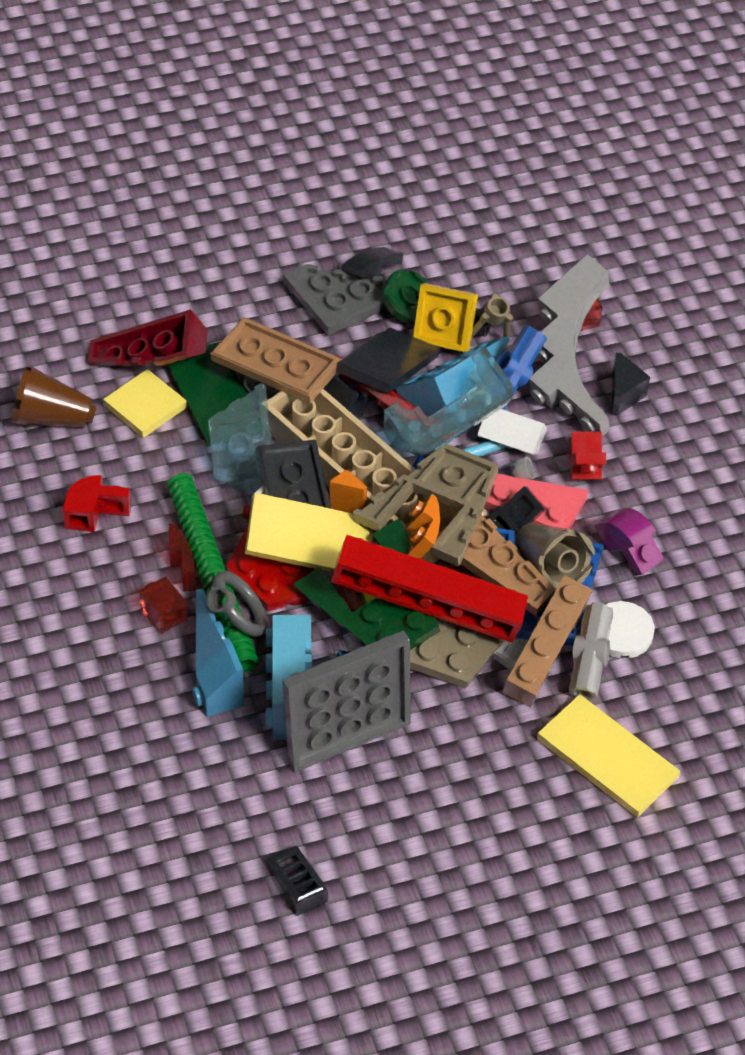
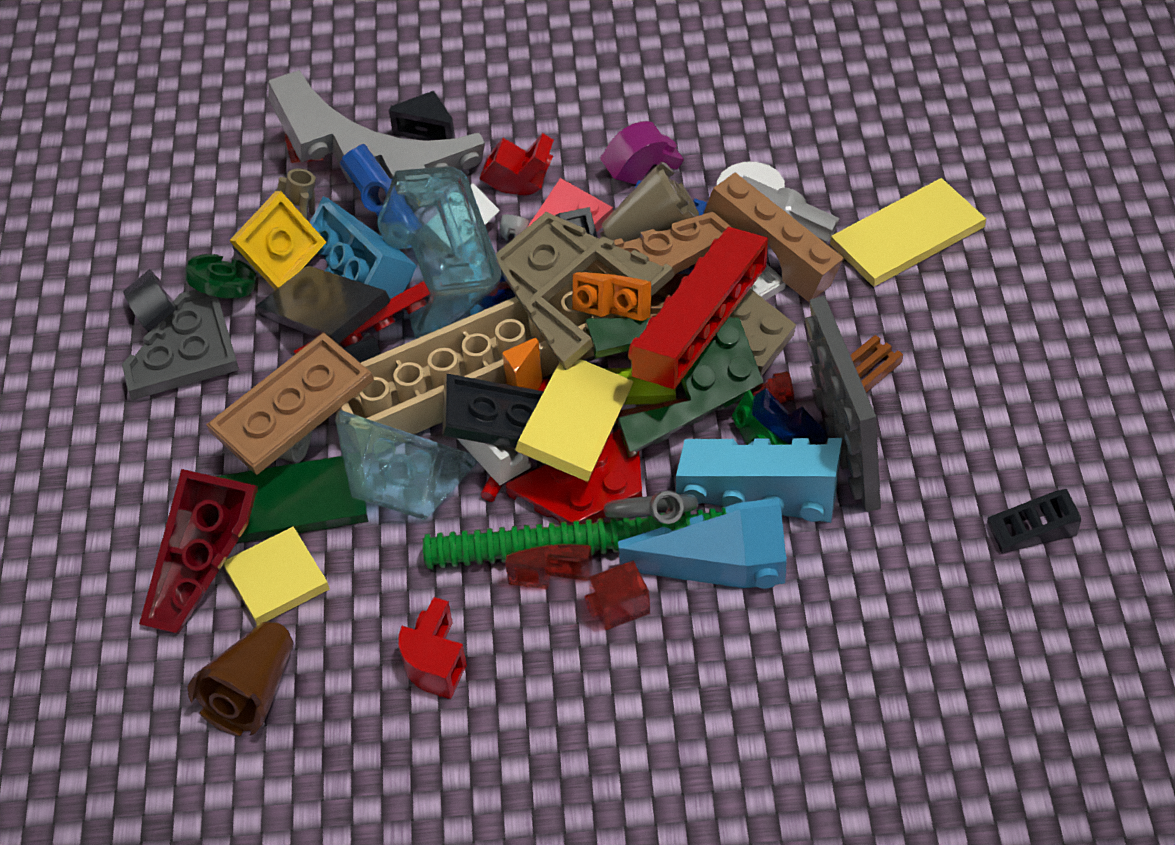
camera: 70 degrees left, 0 degrees up
(437, 735) = (877, 351): none -> dark orange tile

